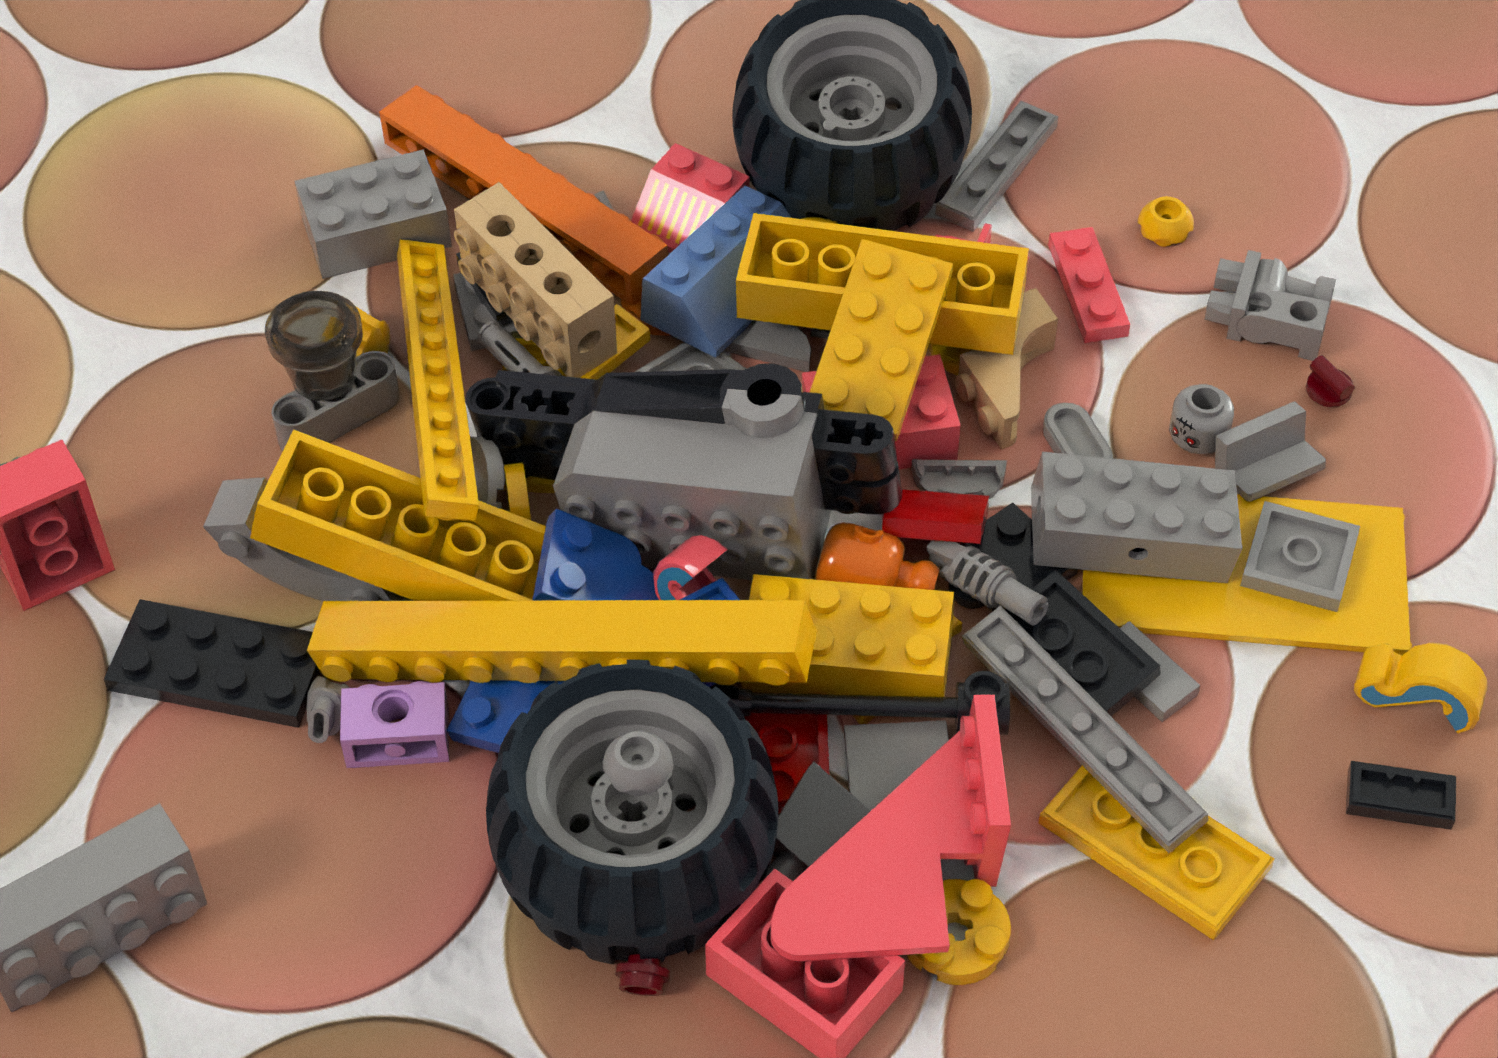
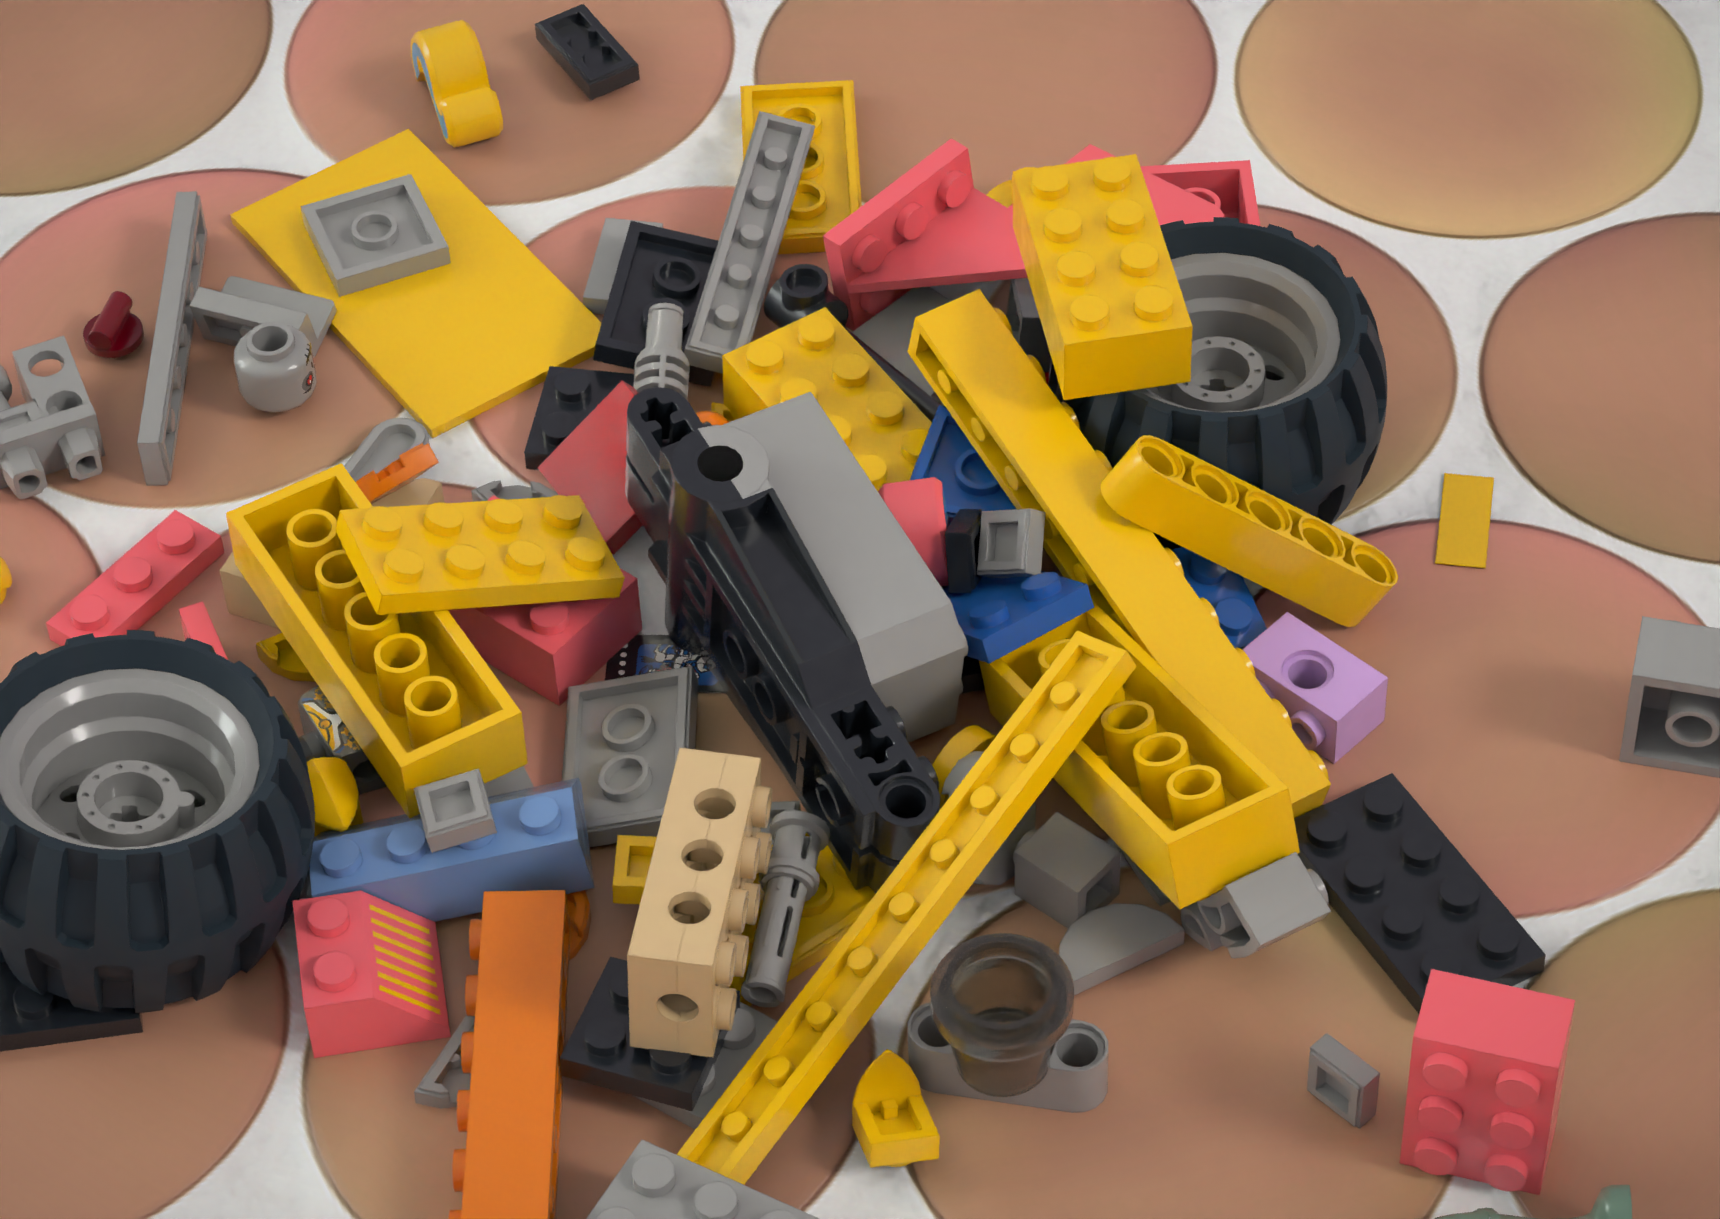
camera: 130 degrees left, 5 degrees down
(149, 521) = (1343, 1081): none -> light grey tile
(323, 709) = (1358, 755): light grey piece -> none
(435, 950) = (1464, 520): none -> yellow sticker
(475, 732) = (1248, 531): none -> yellow beam
(619, 590) = (1011, 543): none -> light grey tile
(640, 777) = (1219, 297): light grey plate -> none
(651, 580) = (962, 550): none -> black tile
(714, 237) = (455, 810): none -> light grey tile
(714, 693) = (1101, 277): none -> yellow brick
(1016, 380) = (398, 473): none -> orange tile
(1135, 517) = (473, 325): light grey brick -> none
(1273, 388) = (172, 340): none -> light grey tile

